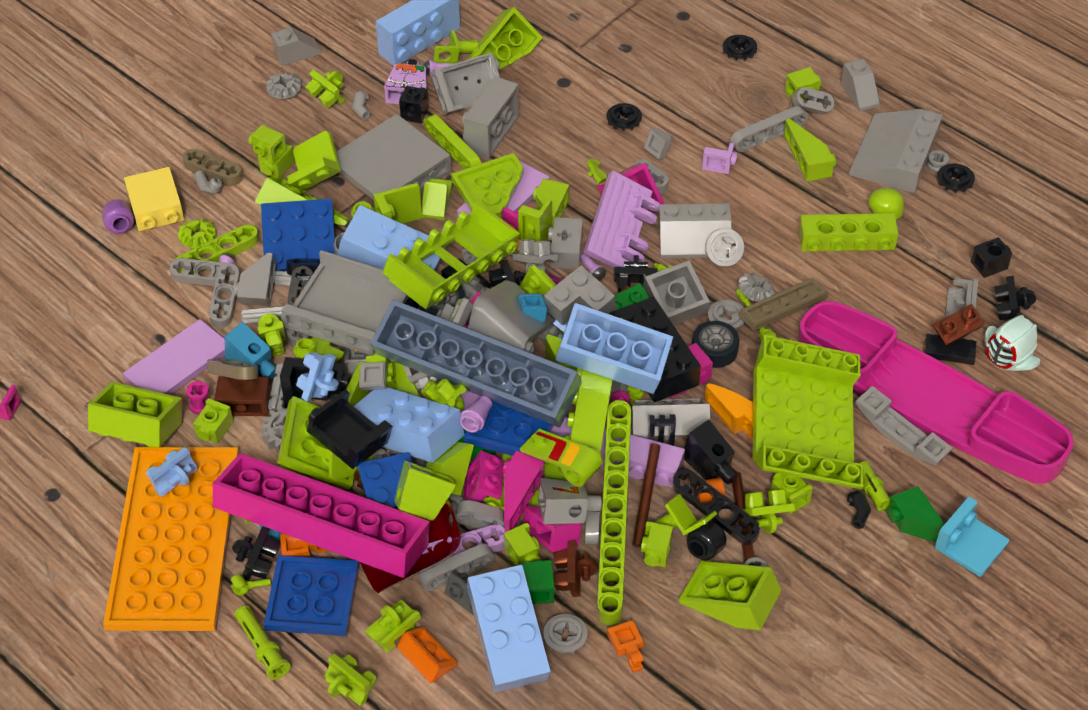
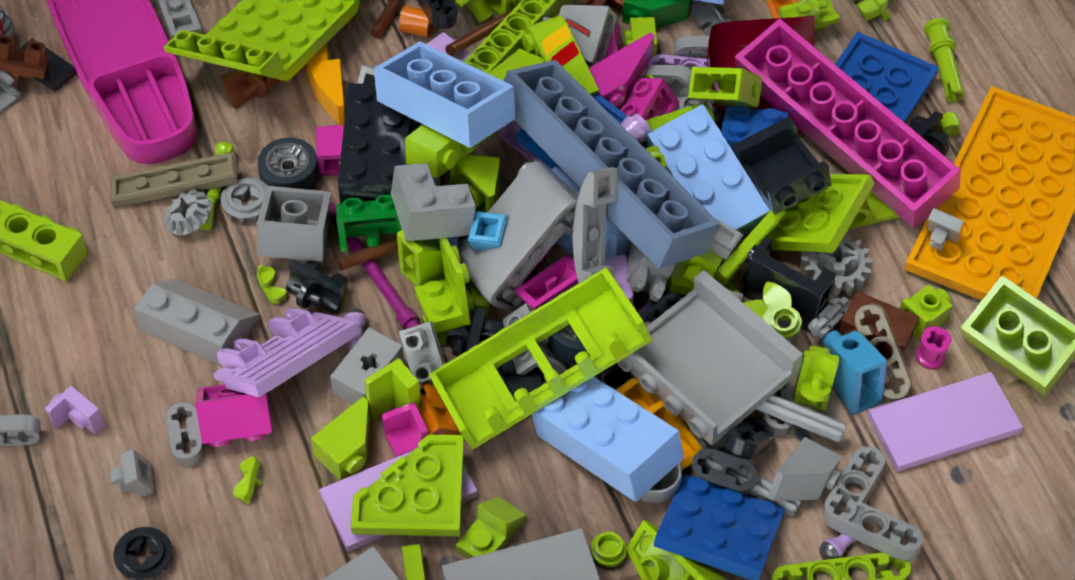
camera: 155 degrees left, 5 degrees up
(172, 472) = (984, 249): light blue hips -> none
(213, 466) = (943, 228): none -> light grey tile
(320, 376) = (791, 247): light blue hips -> none
(400, 204) = (567, 505): lime bracket -> none
(710, 453) = (391, 33): black torso -> none
(734, 253) = (181, 273): gear -> none

